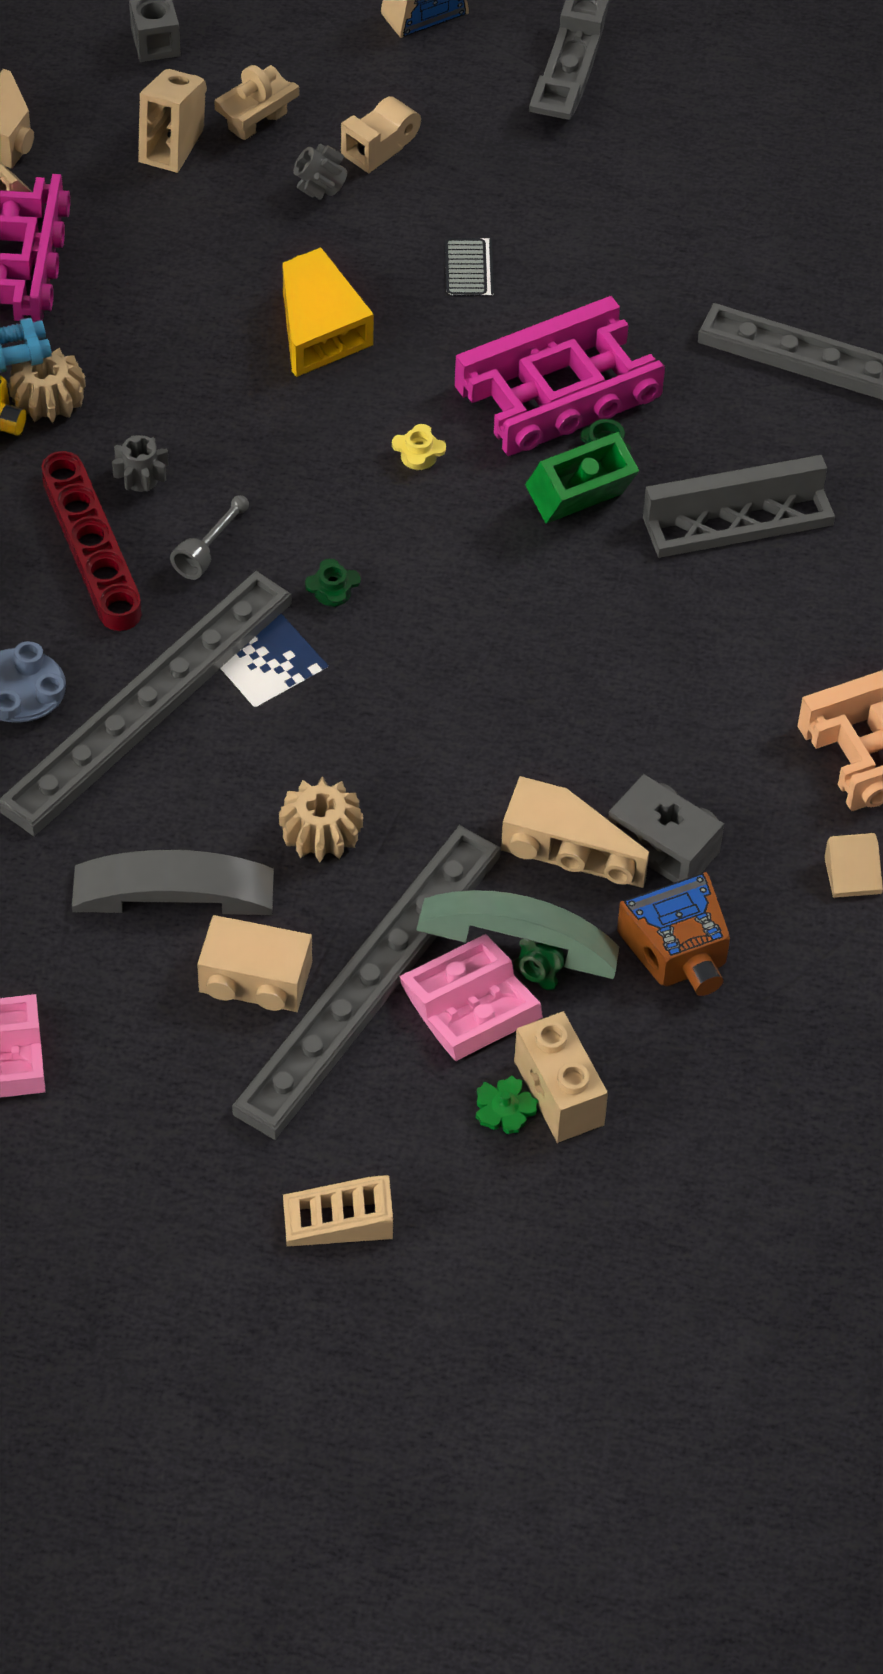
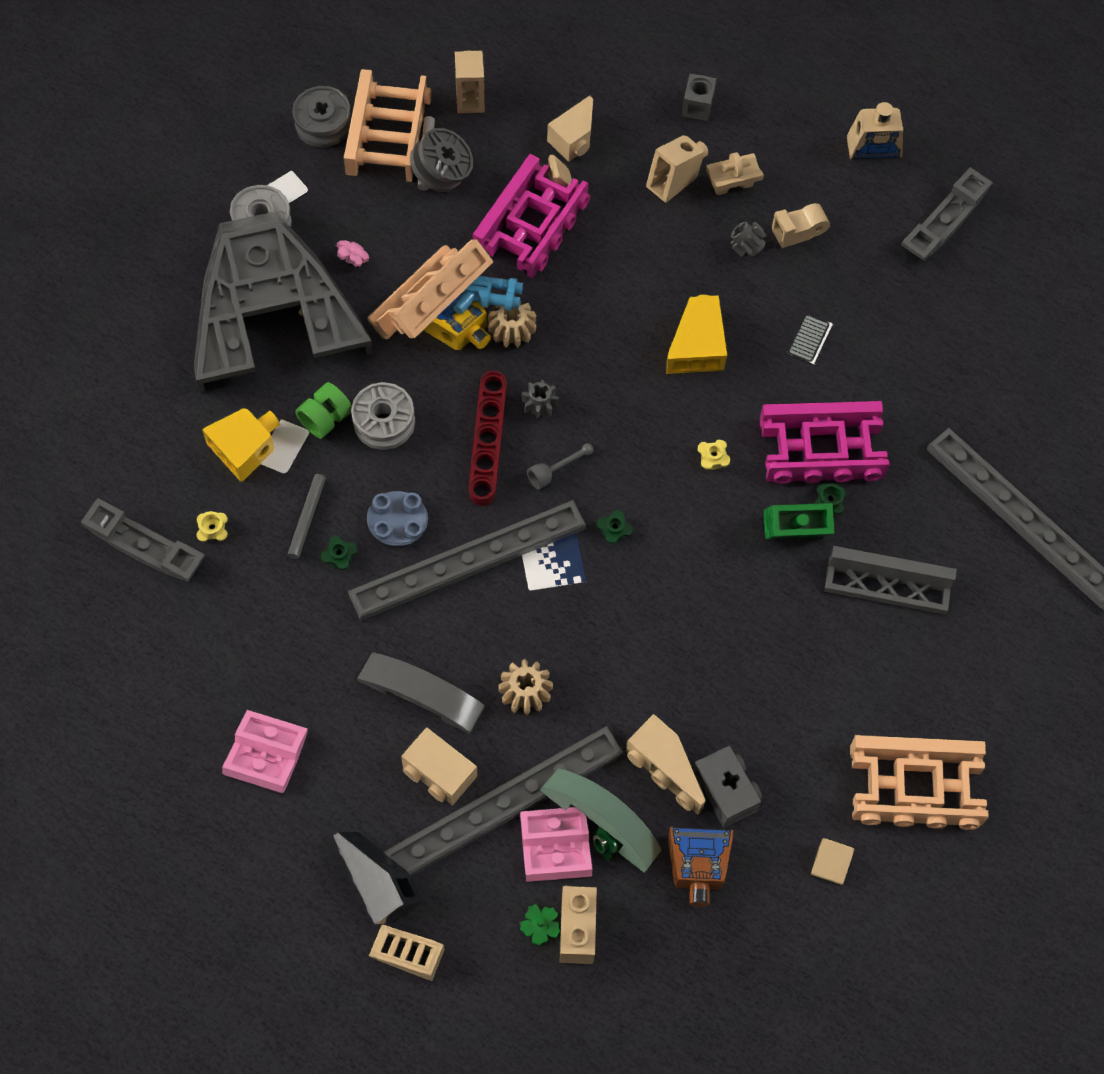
camera: 25 degrees right, 10 degrees up
(263, 1138) = (380, 880): none -> slope

